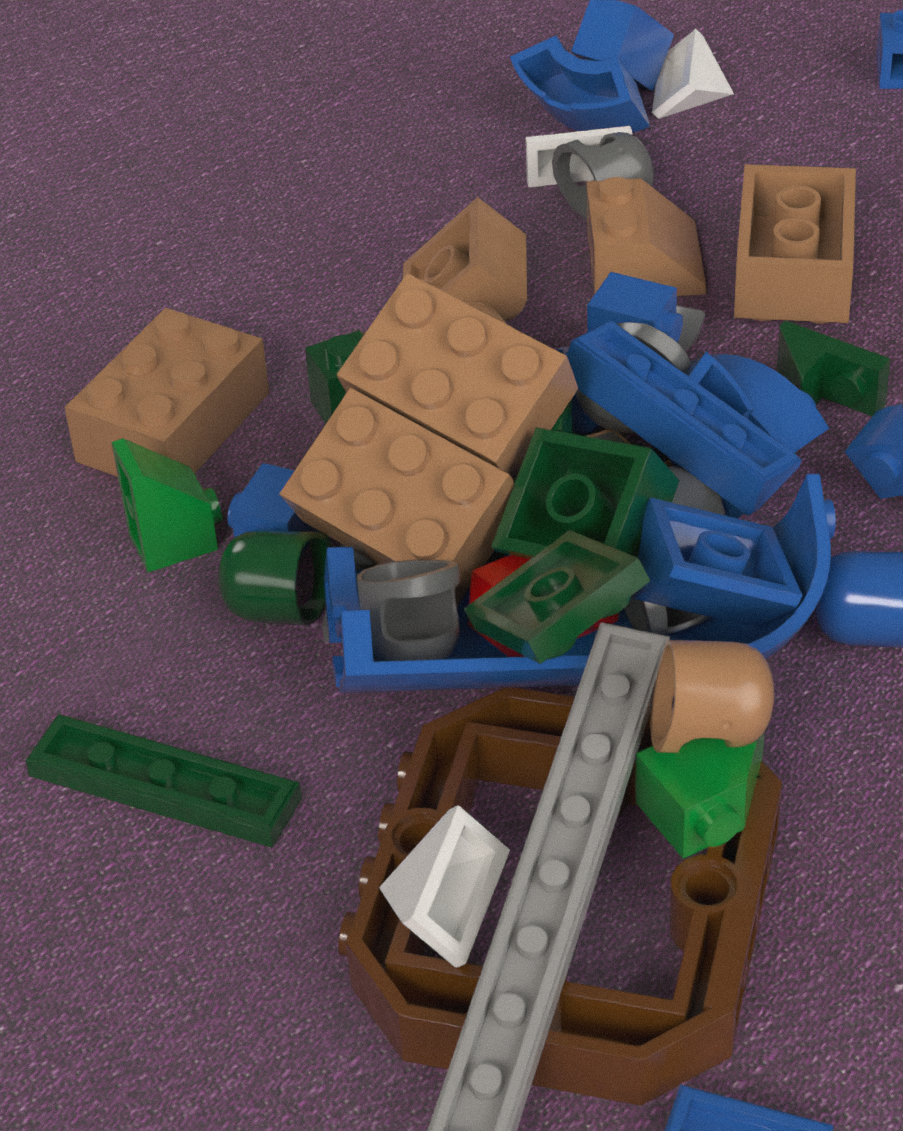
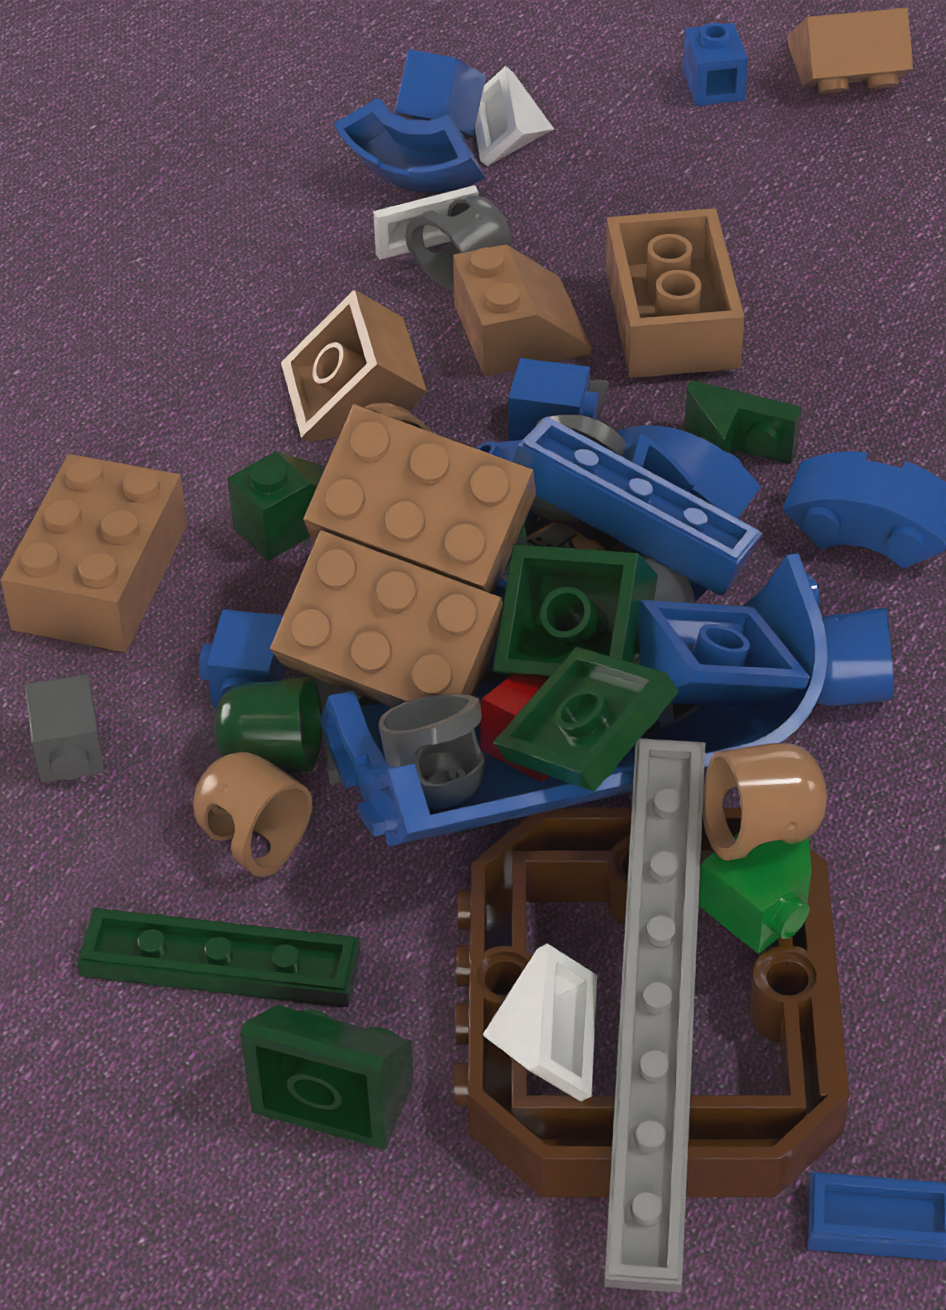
camera: 15 degrees left, 5 degrees up
(85, 550) = (64, 728): none -> dark grey brick
(164, 506) = (133, 672): green slope -> none
(220, 899) = (327, 1073): none -> dark green slope
(233, 634) = (250, 795): none -> medium nougat helmet

